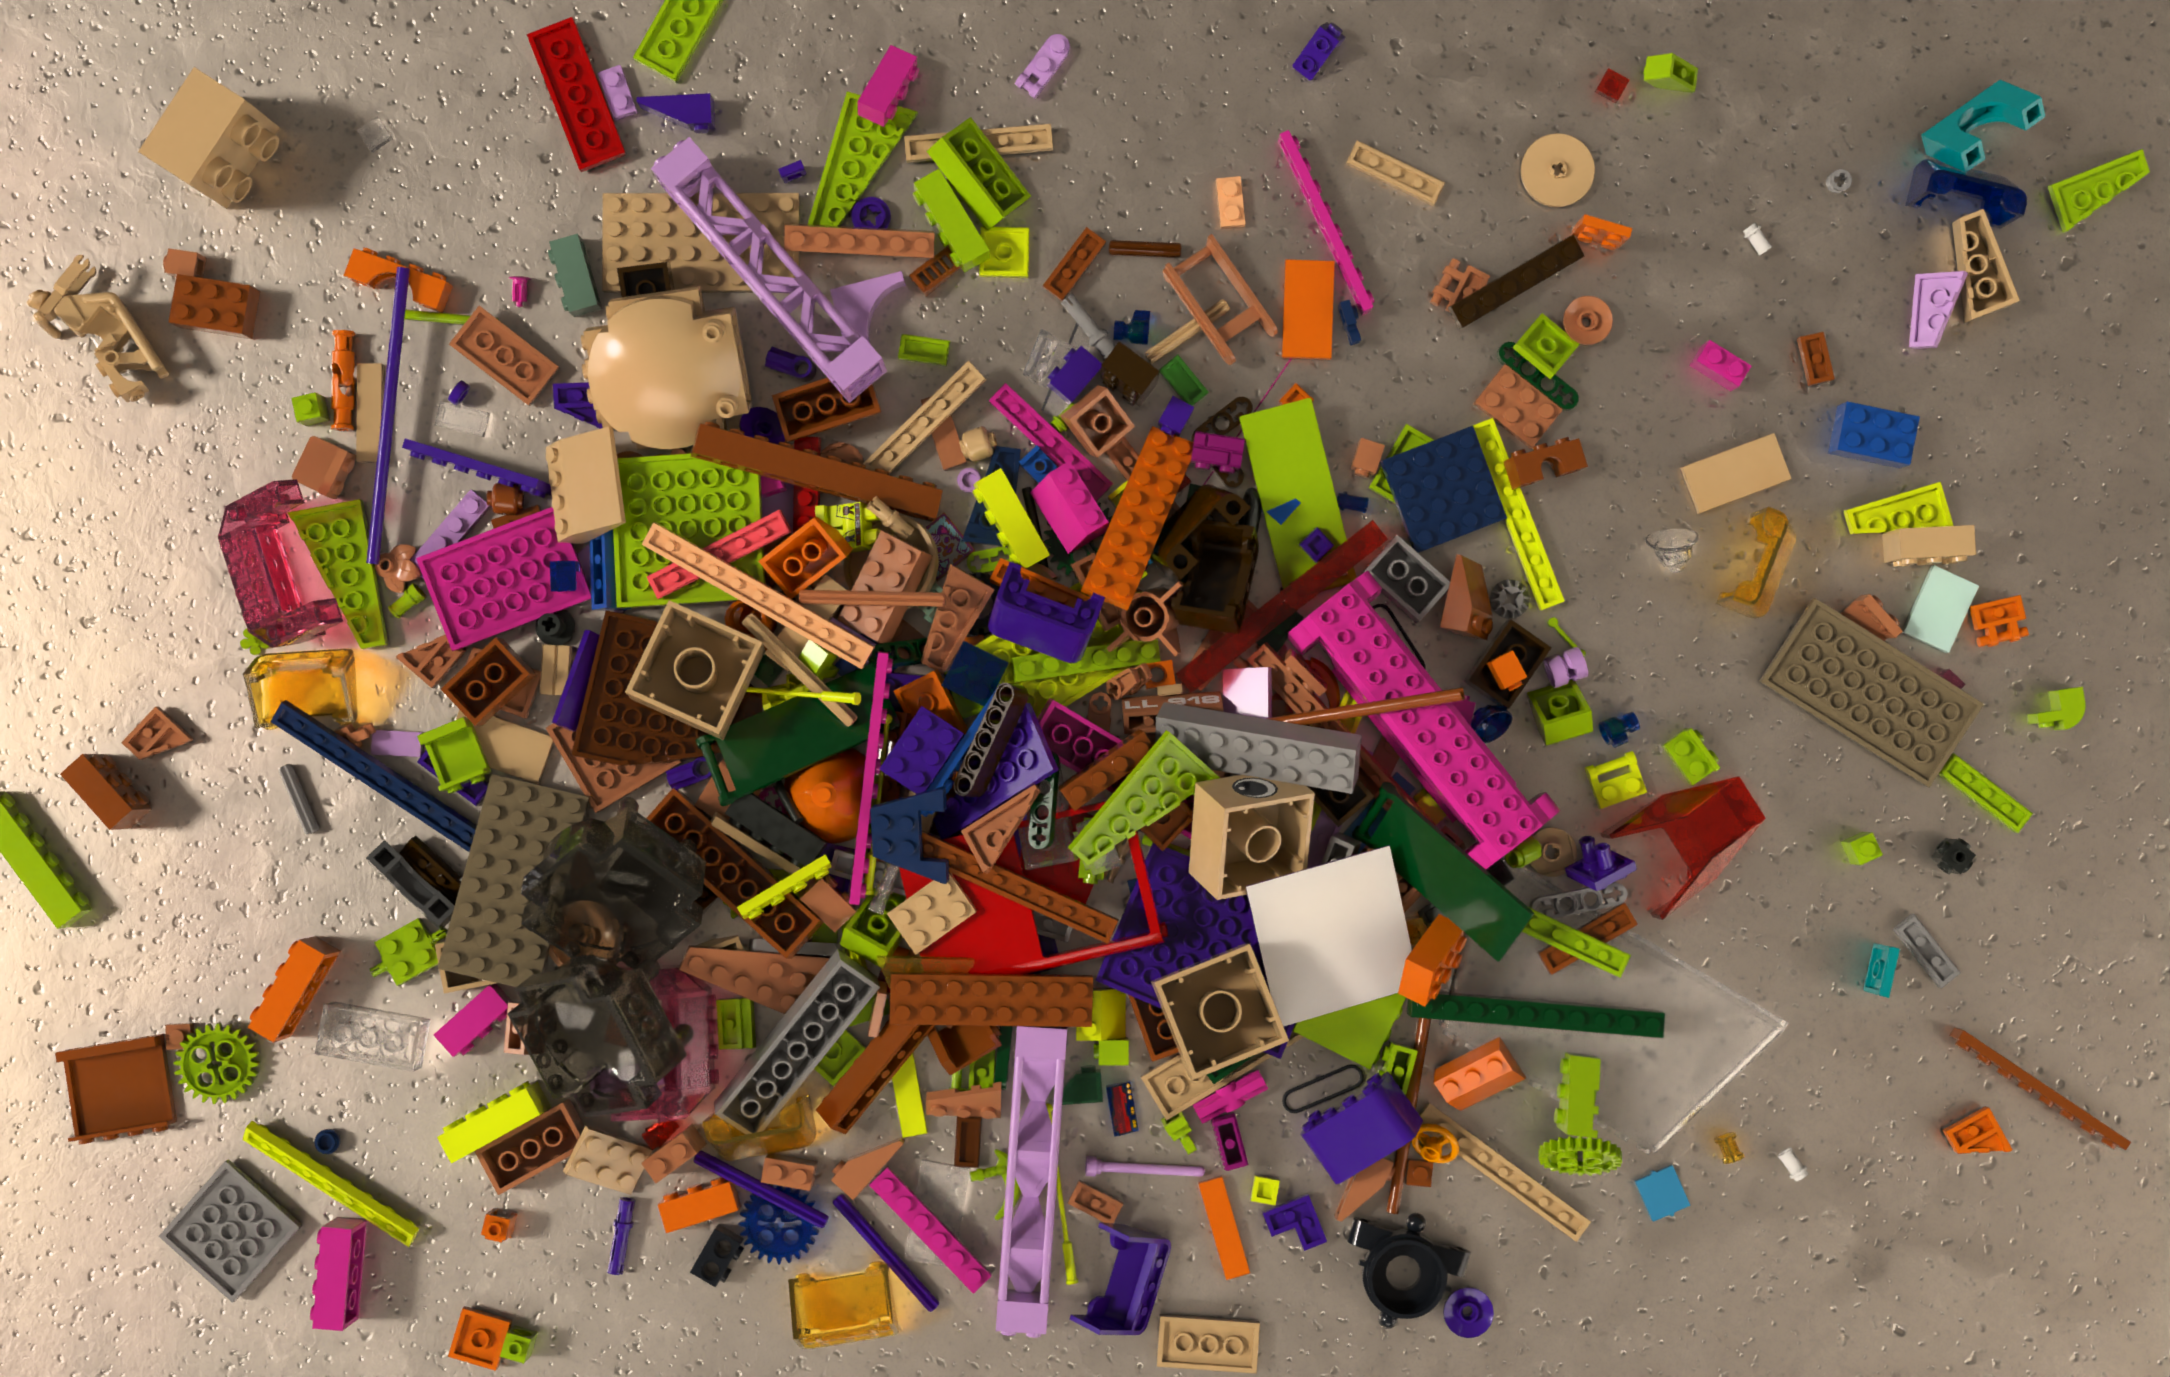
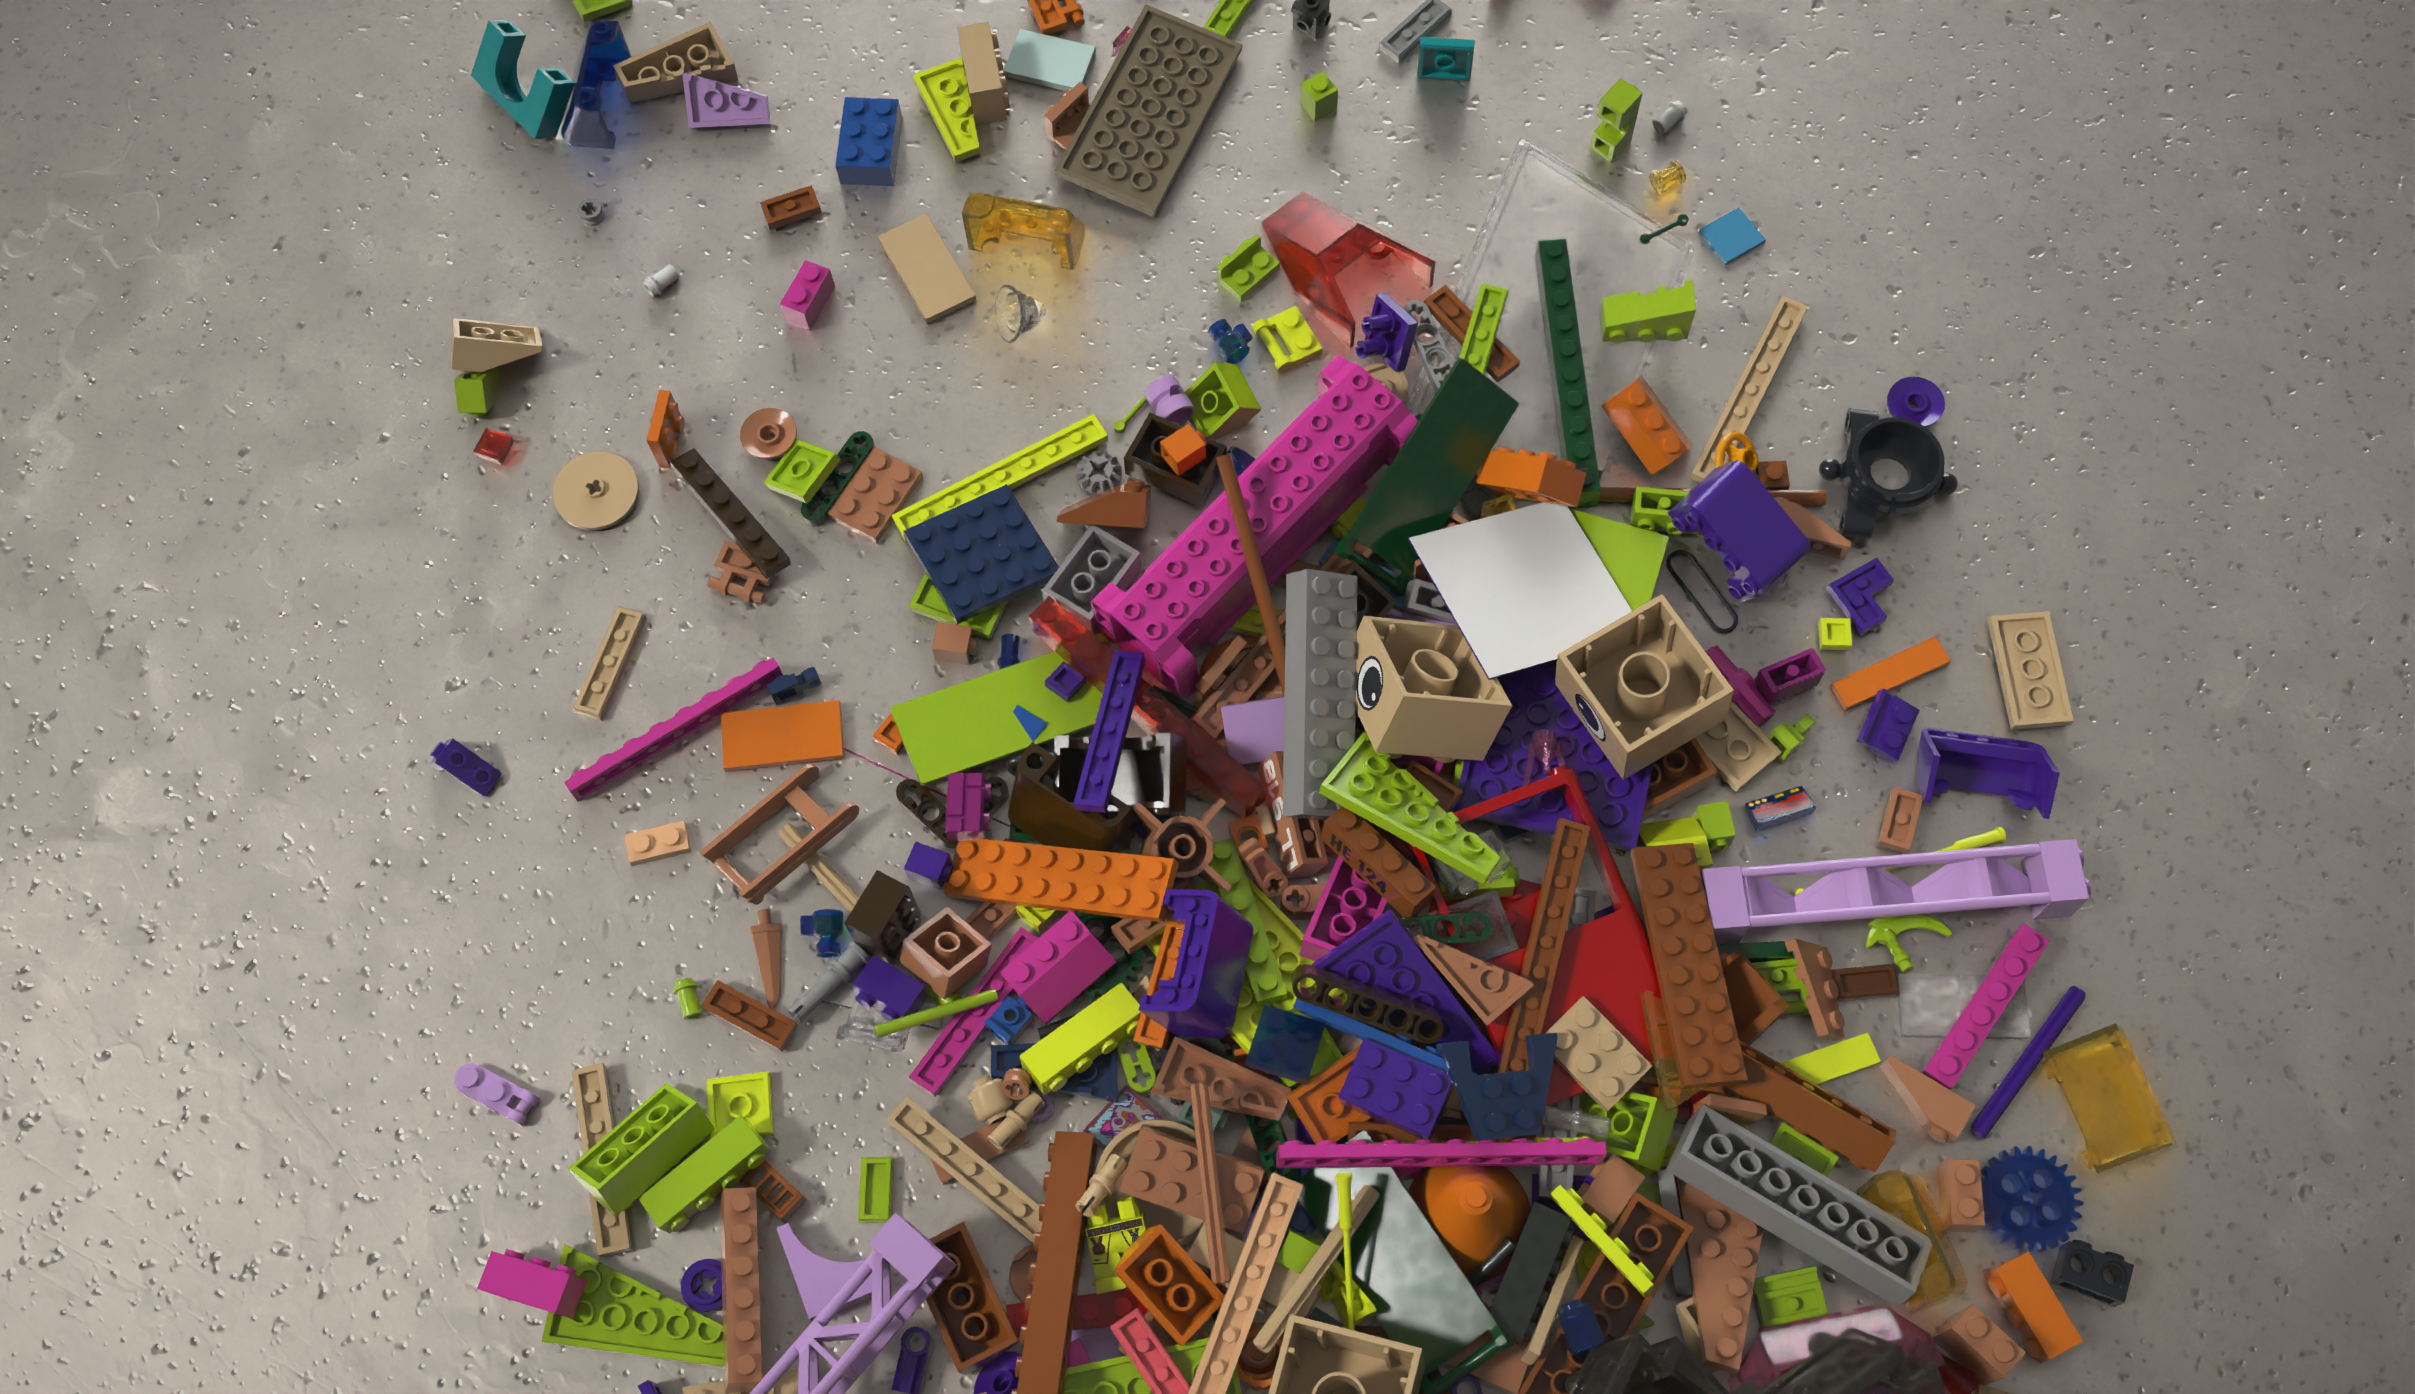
camera: 95 degrees left, 20 degrees down
(721, 855) = (1579, 1327): none -> clear blue brick
(761, 1189) = (1994, 1219): dark purple axle -> none
(957, 461) = (1016, 1120): none -> tan pin
(983, 464) = (1015, 1091): none -> nougat bush
(1049, 408) = (935, 1013): none -> lime bar
(1083, 1087) = (1766, 847): clear green slope -> none
(1096, 217) = (688, 998): none -> lime pin
(1096, 1166) = (1856, 828): lavender piece -> none
(1123, 283) = (768, 952): none -> nougat bar
(1141, 248) = (722, 934): reddish brown axle -> none
(1177, 1213) = (1888, 725): none -> dark purple plate
(1183, 381) = (888, 859): bright green tile -> none
(1190, 923) = (1545, 749): none -> clear pink plant
(1250, 571) = (1109, 732): none -> dark purple plate
(1563, 1155) = (1714, 307): lime gear -> none
(1564, 457) = (945, 468): dark orange arch -> none
(1676, 1149) = (1682, 220): none -> dark green hinge
(1708, 88) = (486, 345): none -> tan slope
(1787, 1111) = (1619, 114): none -> lime arch

